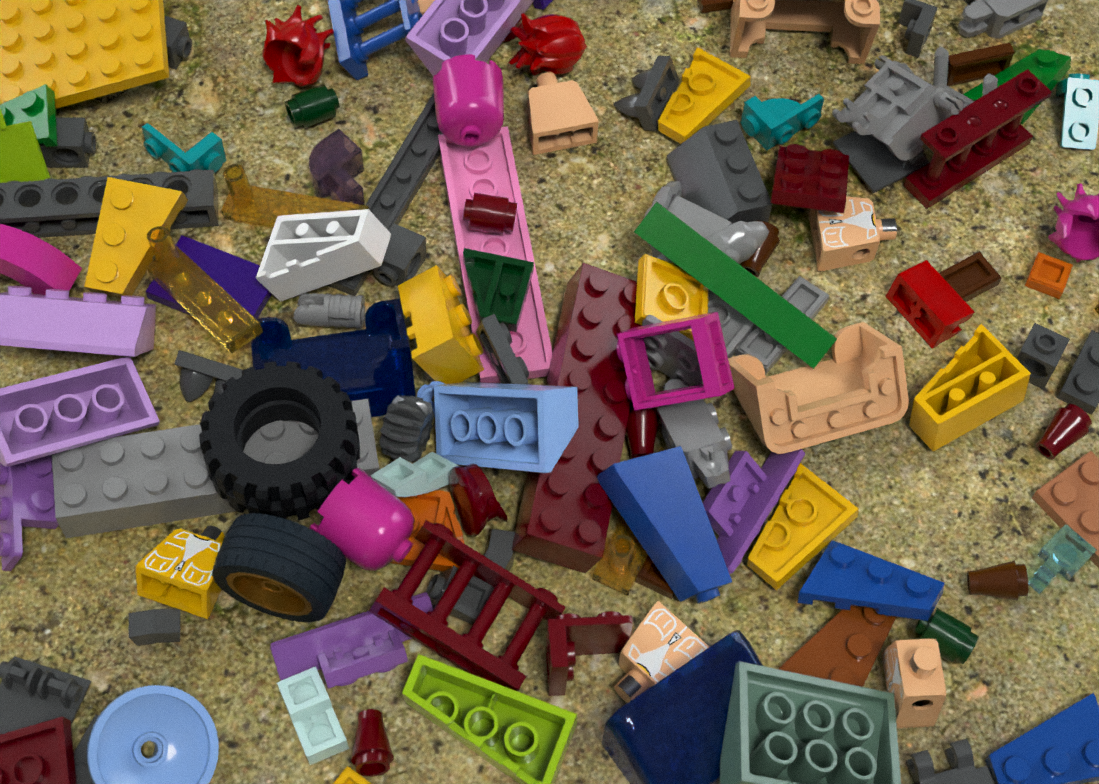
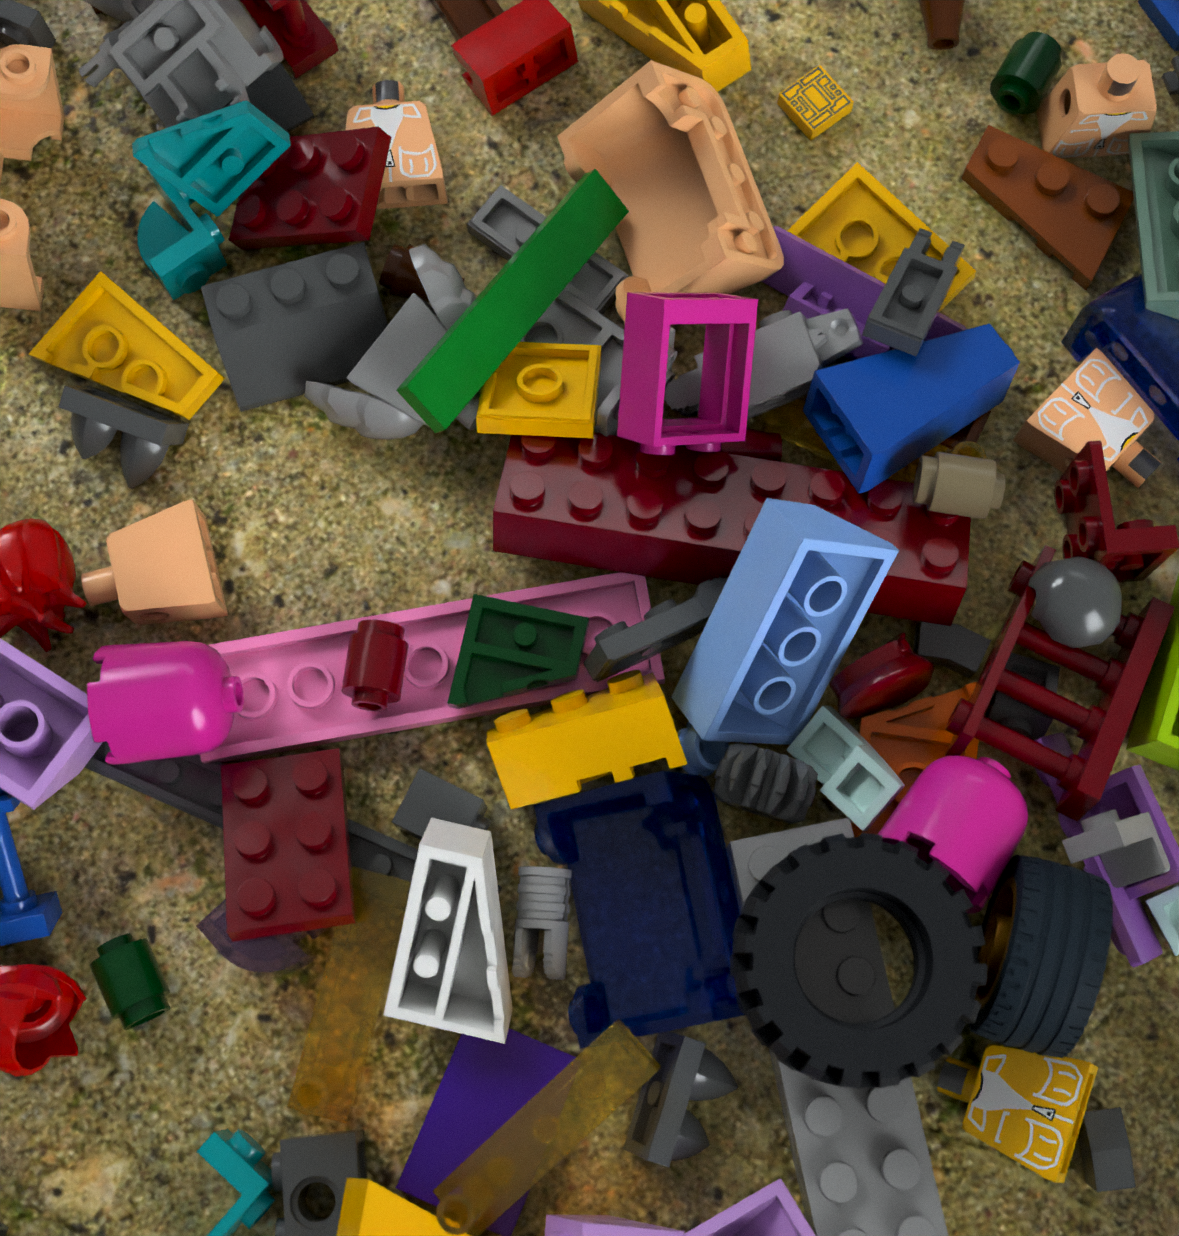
camera: 85 degrees left, 15 degrees up
(354, 641) = (1126, 846): none -> light grey bracket
(383, 170) = (286, 845): none -> dark red plate
(519, 614) = (1076, 601): none -> dark grey hair
(598, 528) = (958, 485): none -> dark tan brick
(749, 523) = (913, 295): none -> dark grey hinge
(825, 120) = (215, 153): none -> teal wing
(865, 580) = (966, 159): blue wing -> none
(911, 494) = (815, 102): none -> yellow tile

